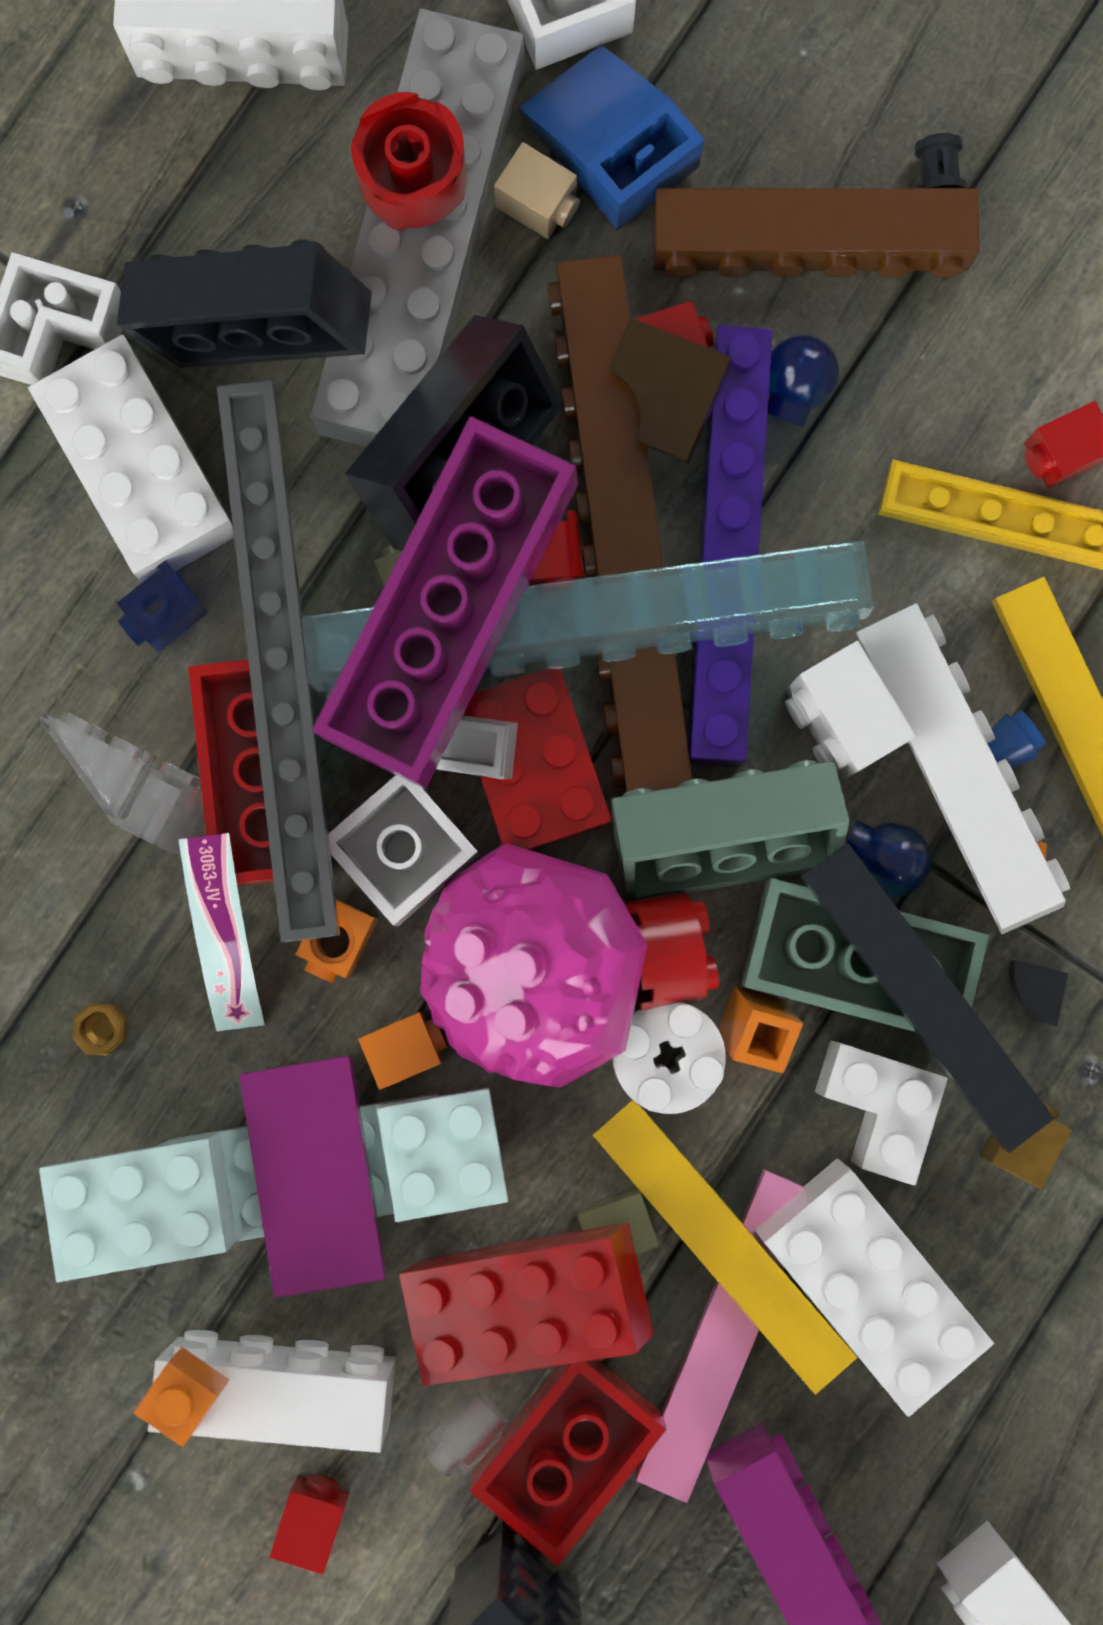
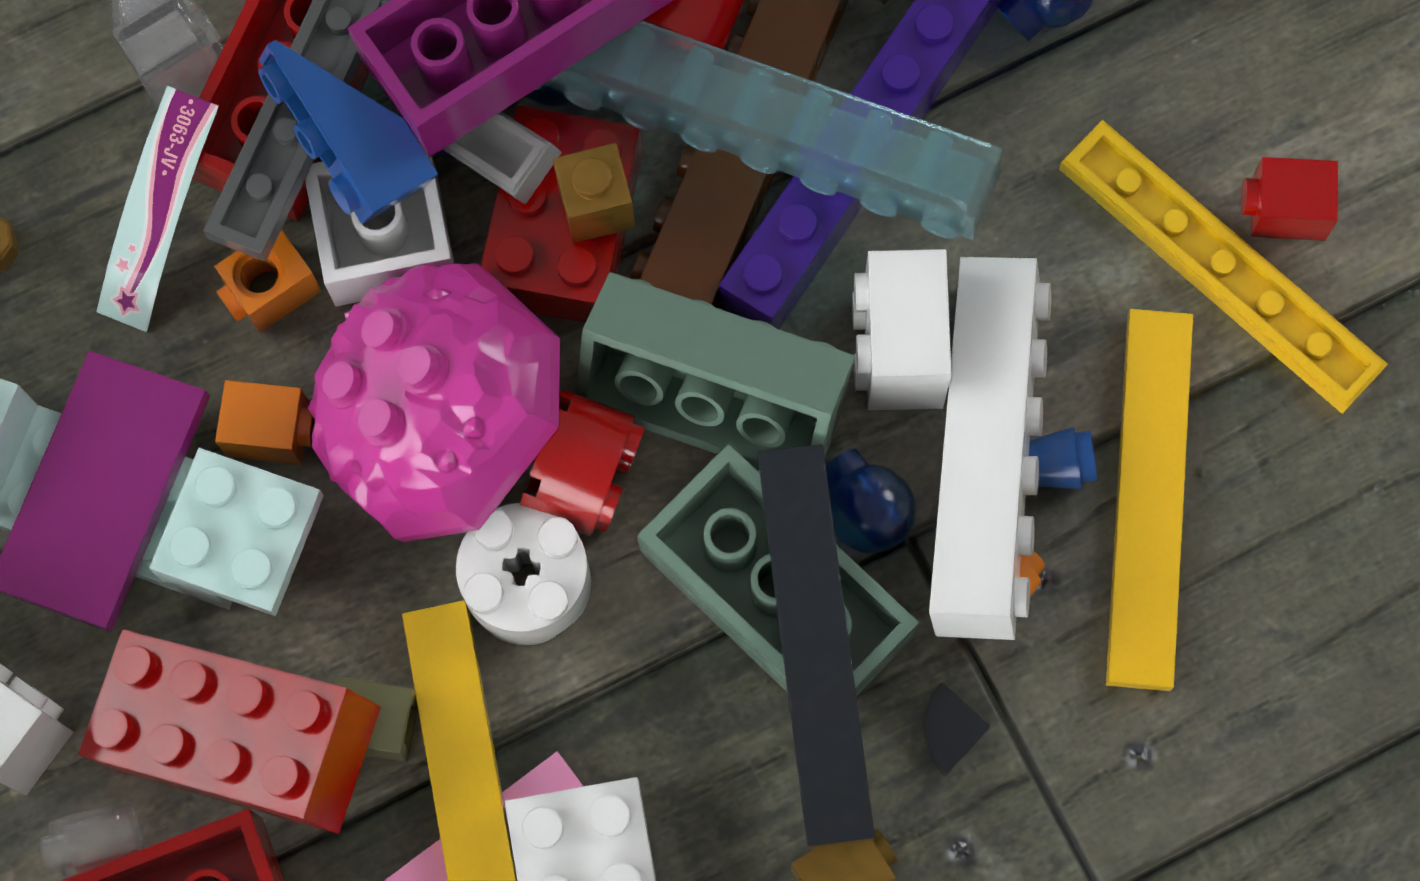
camera: 35 degrees right, 10 degrees down
(365, 807) = (358, 140): none -> blue slope
(565, 743) = (594, 192): none -> pearl gold brick
(759, 1029) = (631, 596): orange brick -> none
(898, 1106) = (732, 753): white brick -> none

